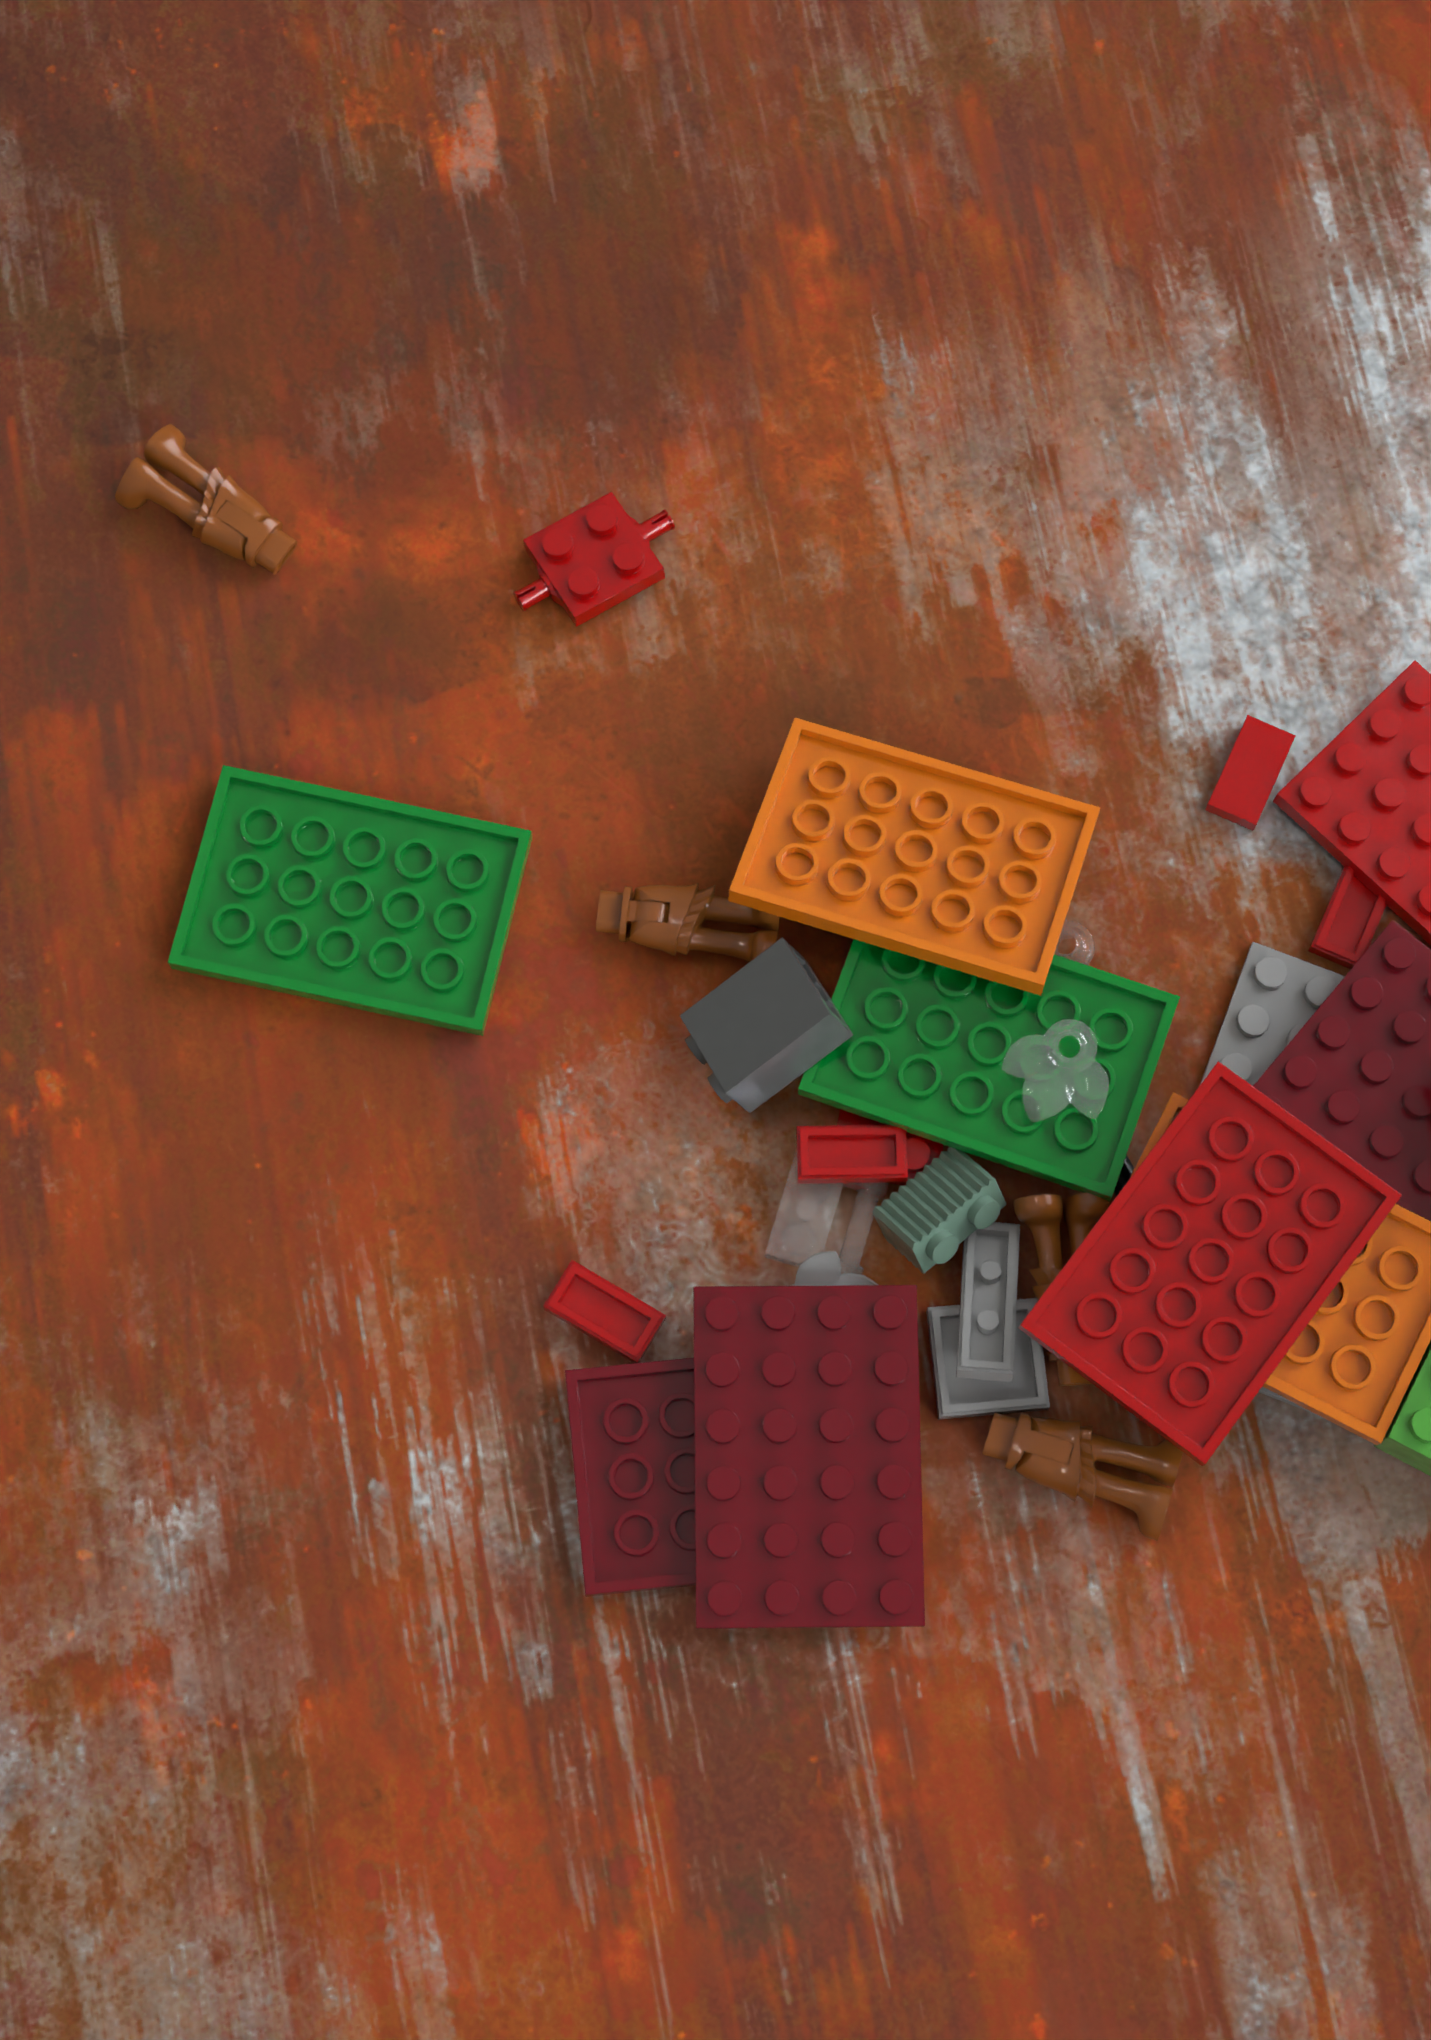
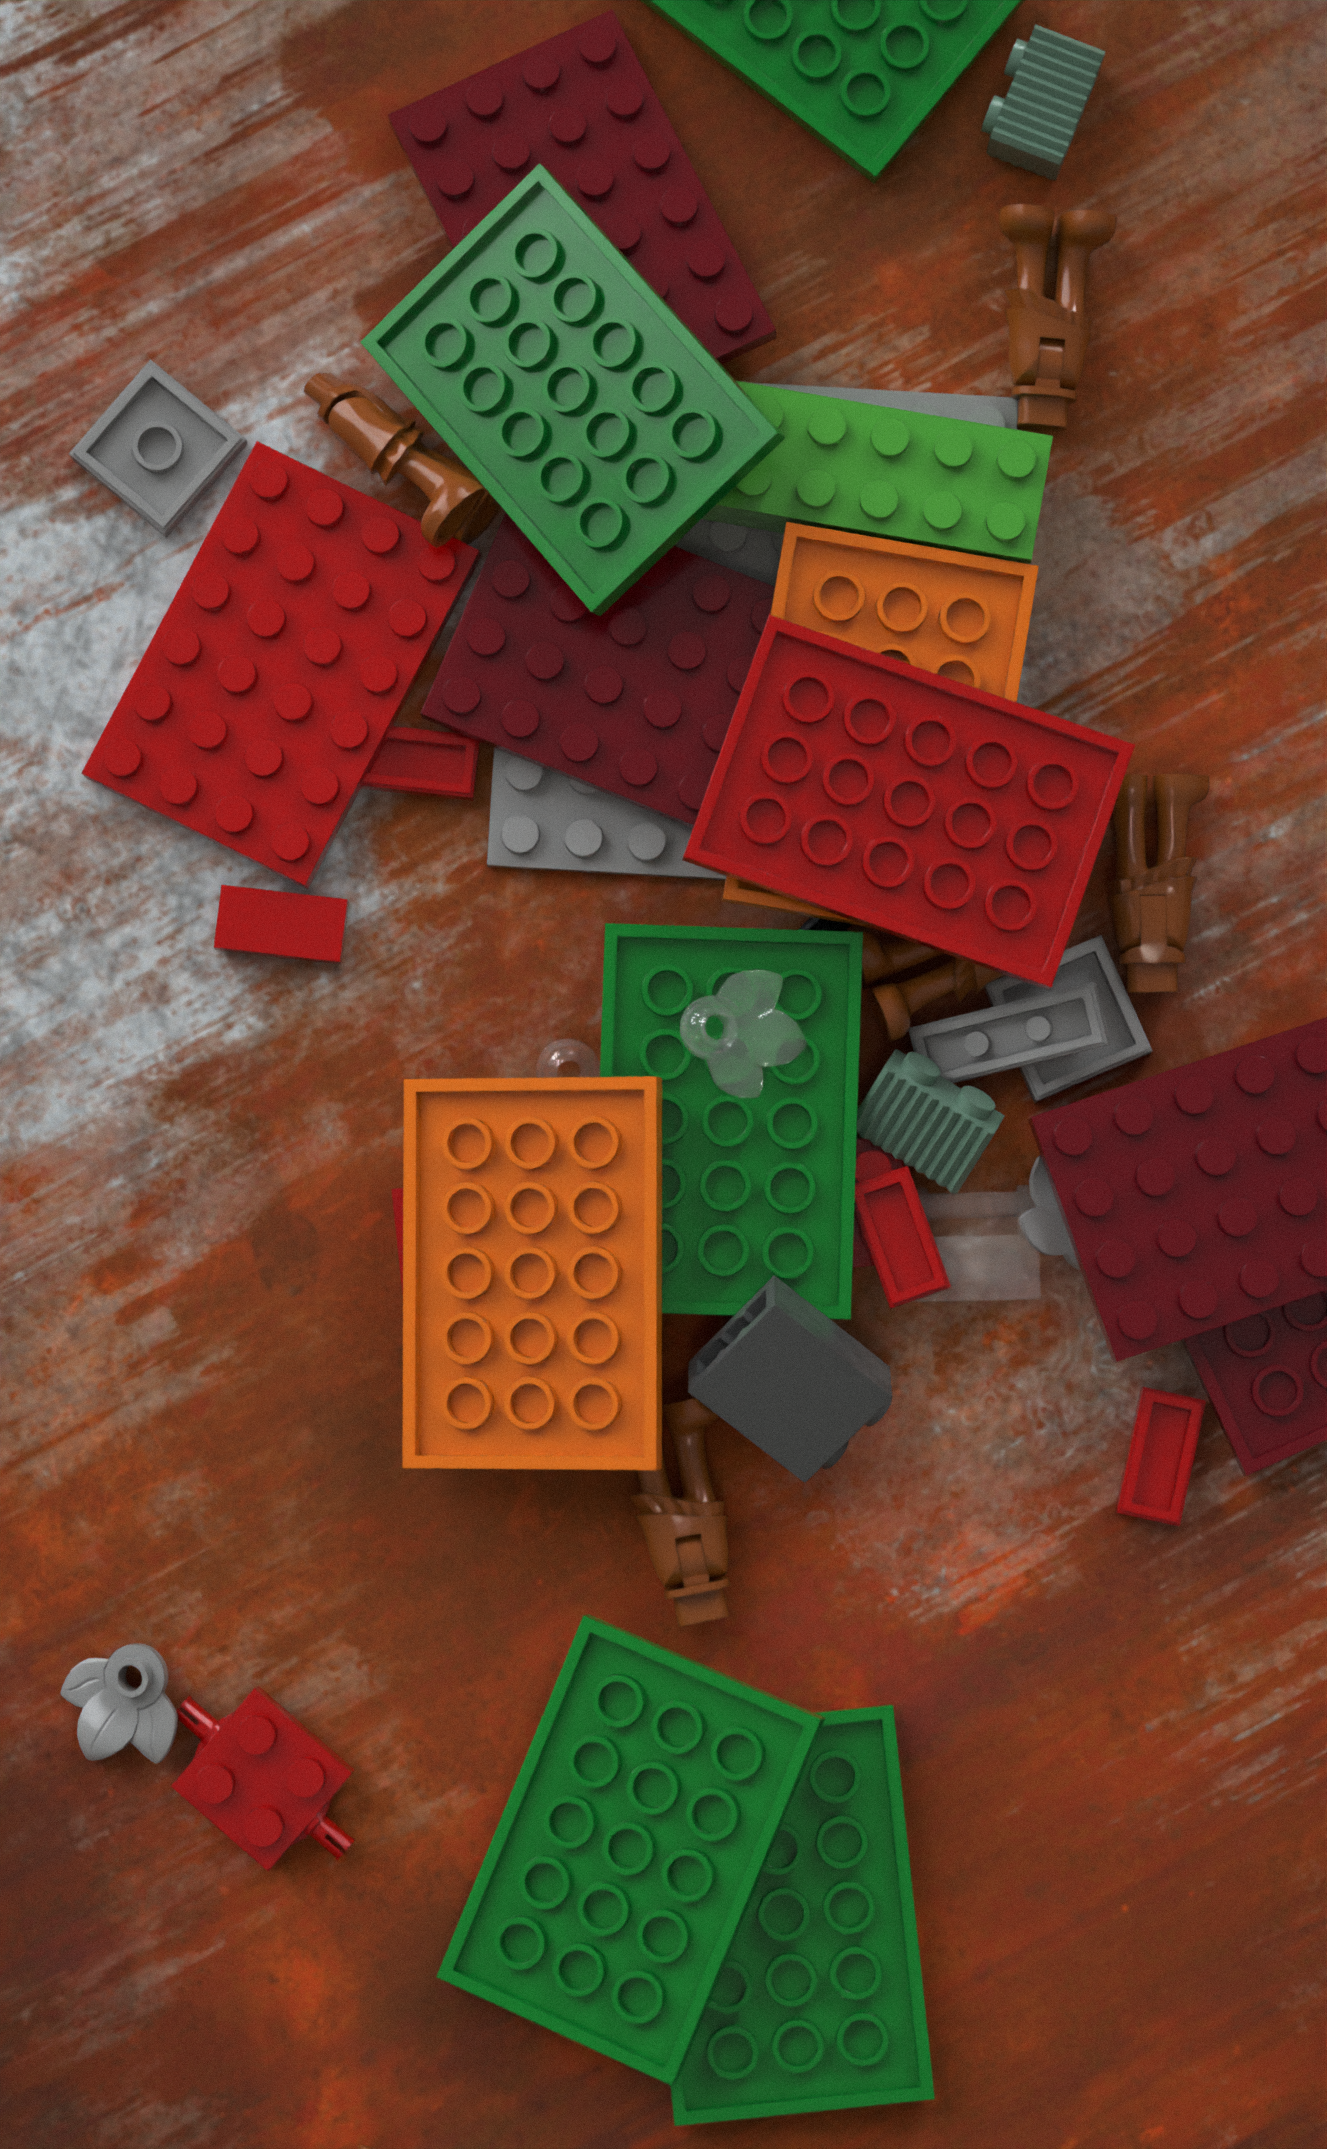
camera: 105 degrees left, 10 degrees up
(444, 795) = (630, 1848): none -> green plate
(685, 479) = (117, 1711): none -> light grey plate

